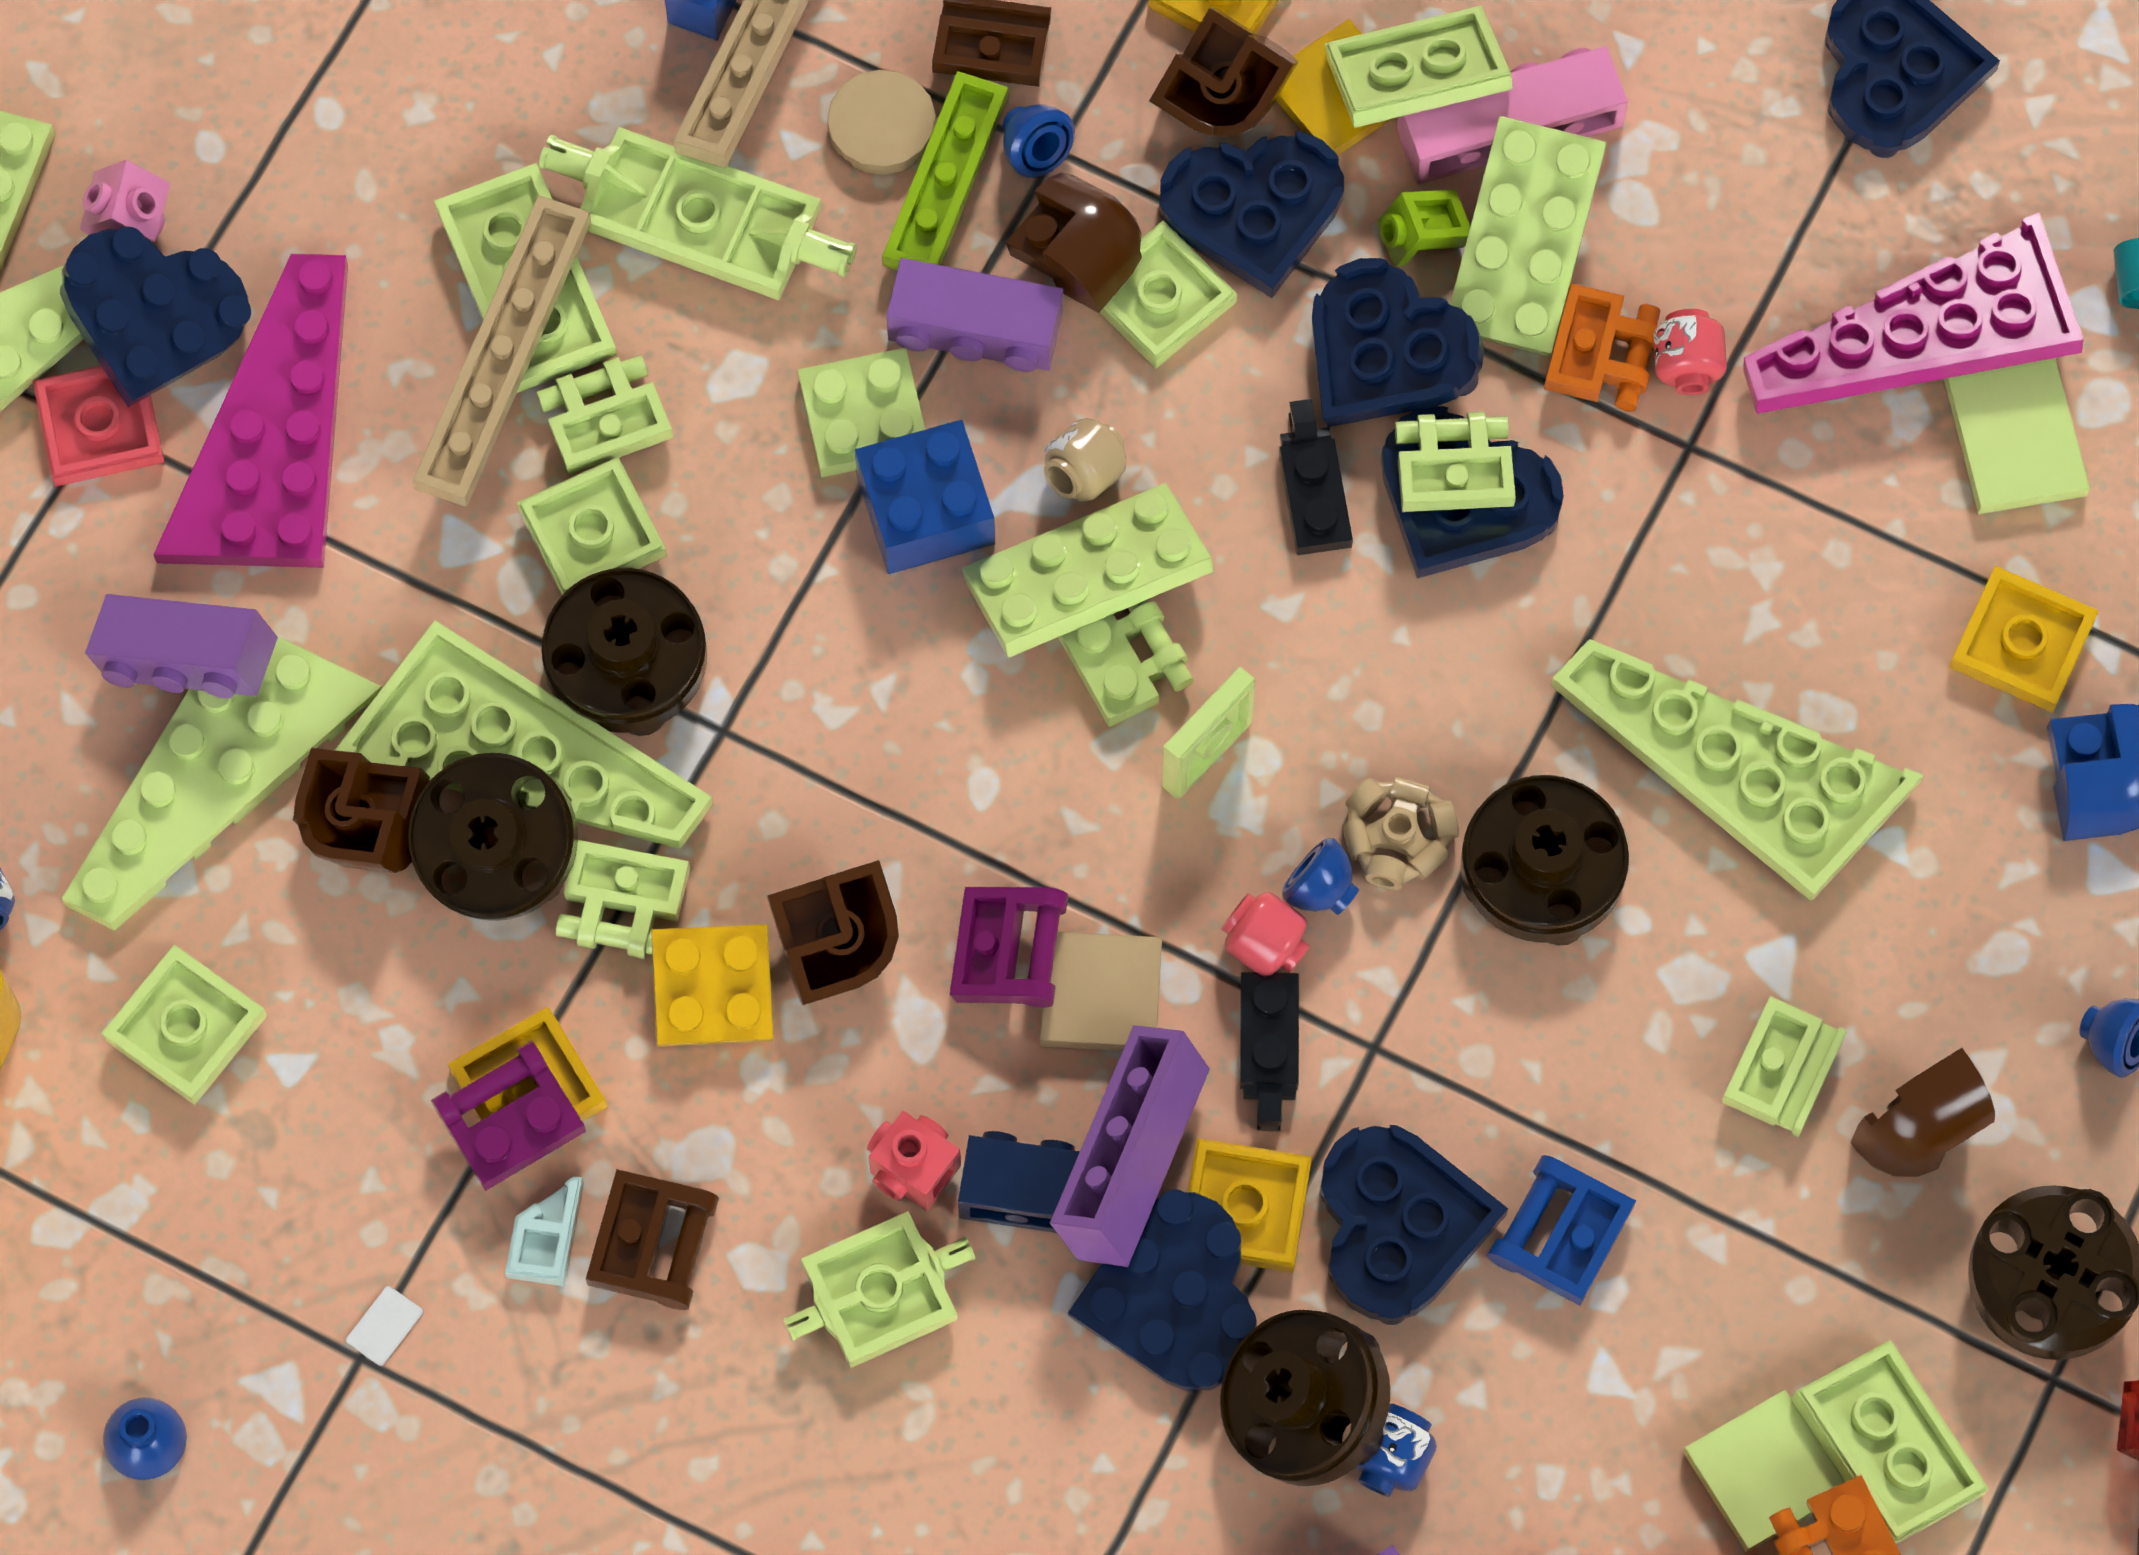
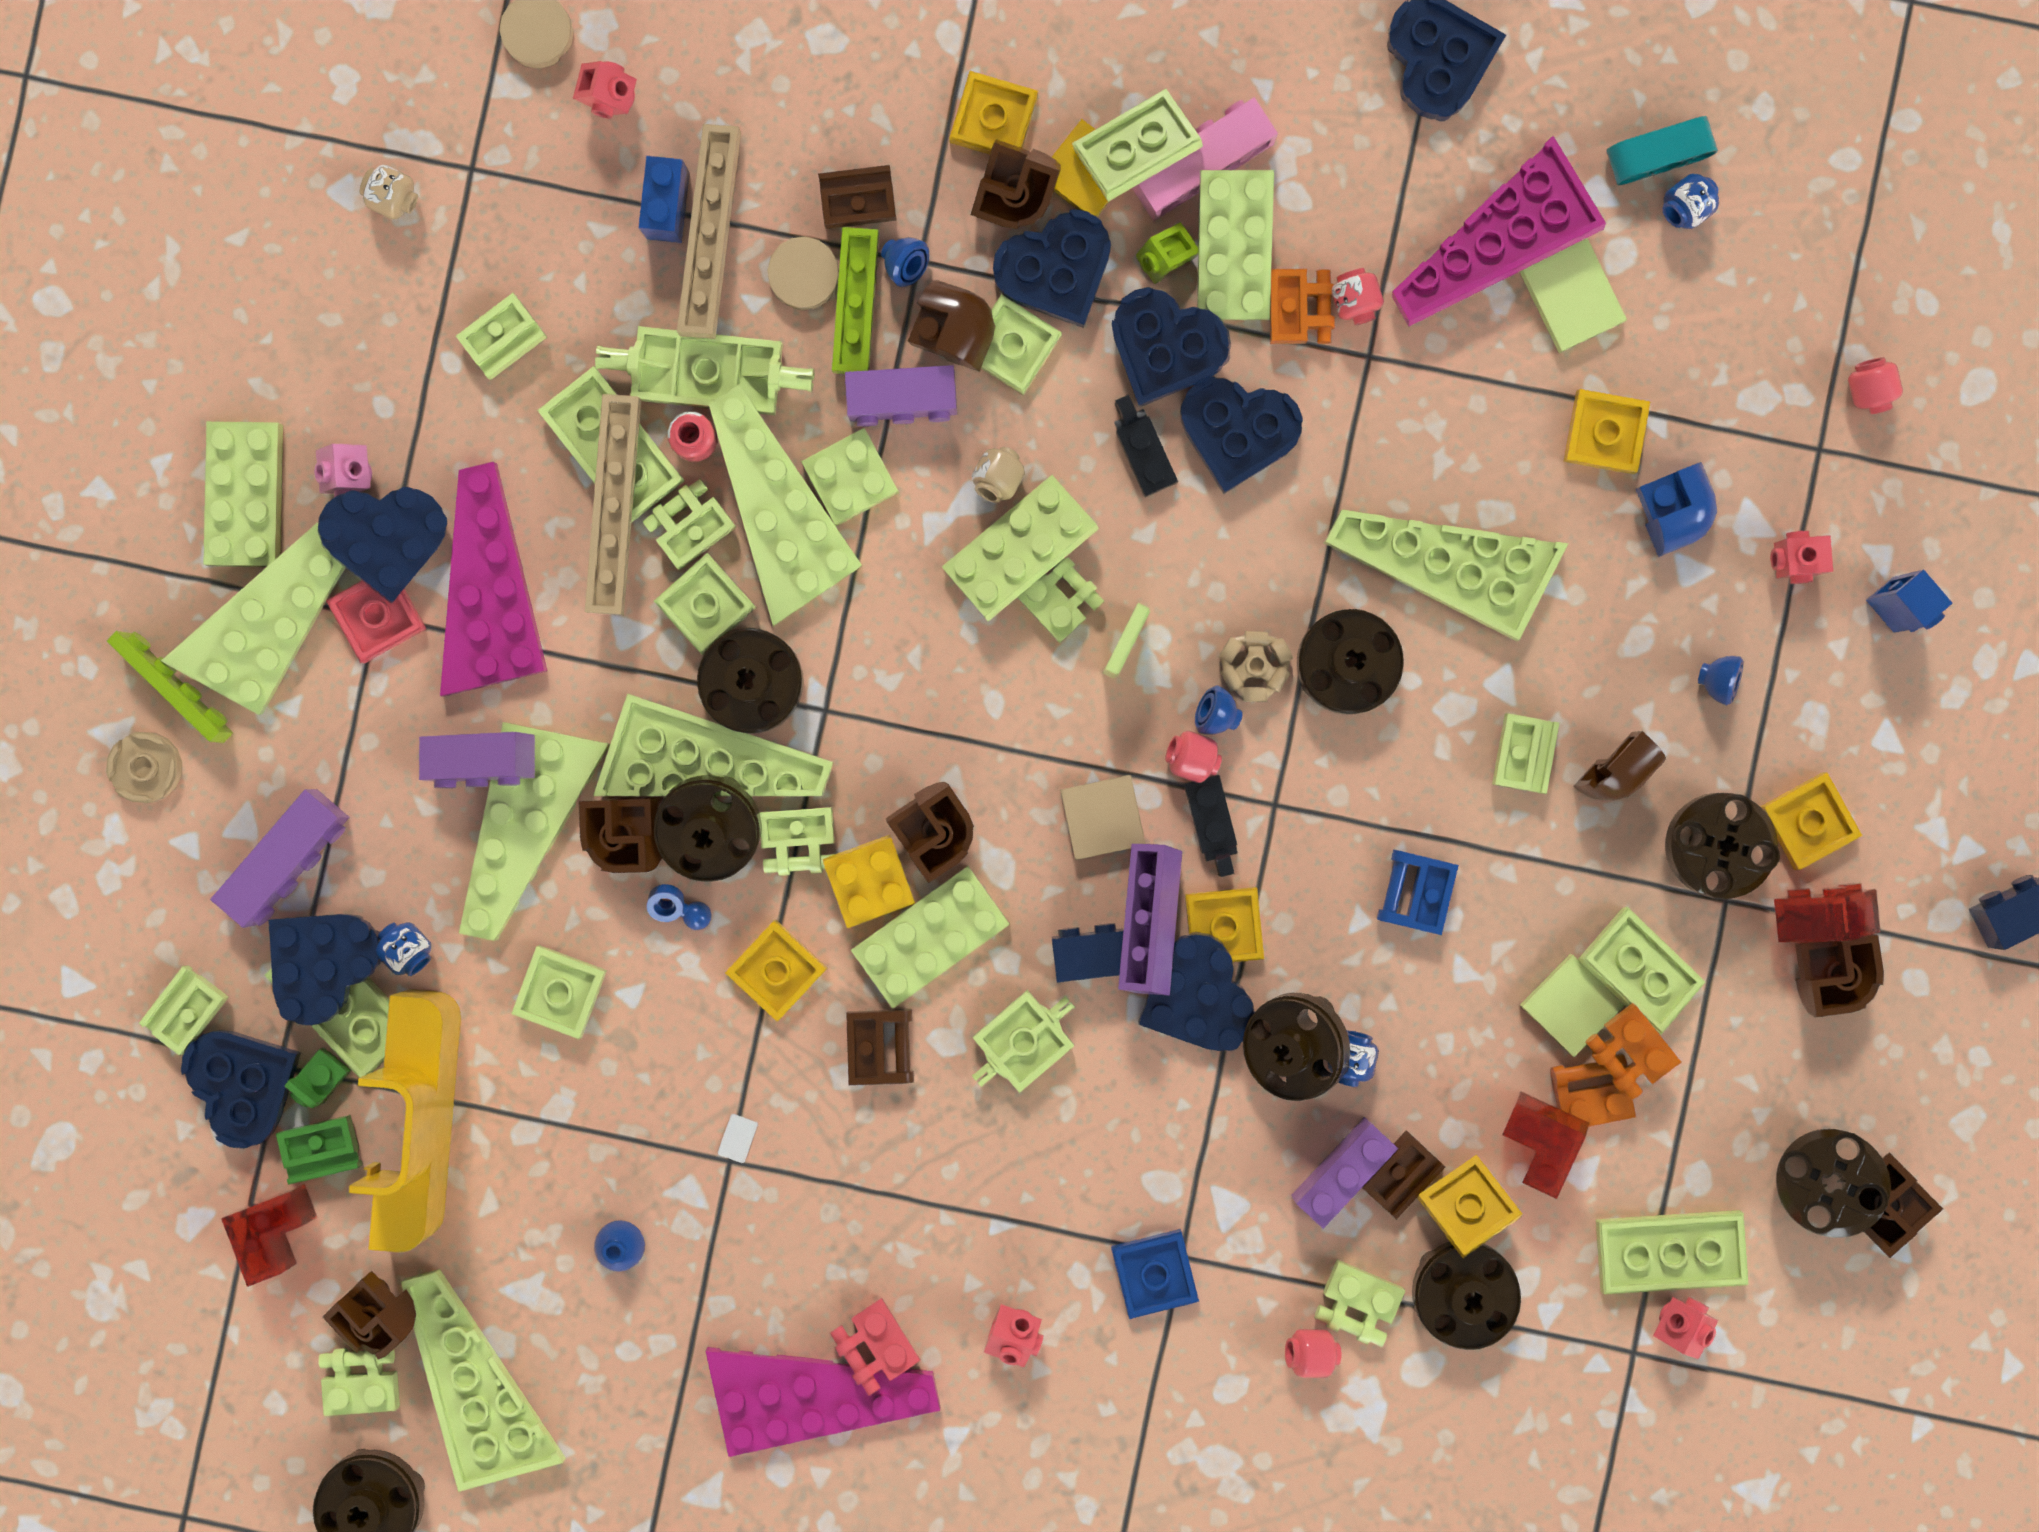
camera: 15 degrees left, 20 degrees up
(415, 93) = (501, 336): none -> yellowish green plate
(429, 970) = (695, 915): none -> blue plate
(520, 1130) = (780, 1006): magenta plate -> none
(545, 1237) = (815, 1060): light aqua tile -> none
(649, 291) = (681, 433): none -> coral head
(748, 456) = (787, 528): none -> yellowish green wing
(781, 1098) = (930, 937): none -> yellowish green plate
(912, 1159) = (1018, 973): coral brick -> none
(925, 496) = (906, 527): blue brick -> none
(991, 940) = (1029, 811): magenta plate -> none
(1401, 1219) = (1321, 912): dark blue plate -> none
(1455, 477) = (1233, 427): yellowish green plate -> none

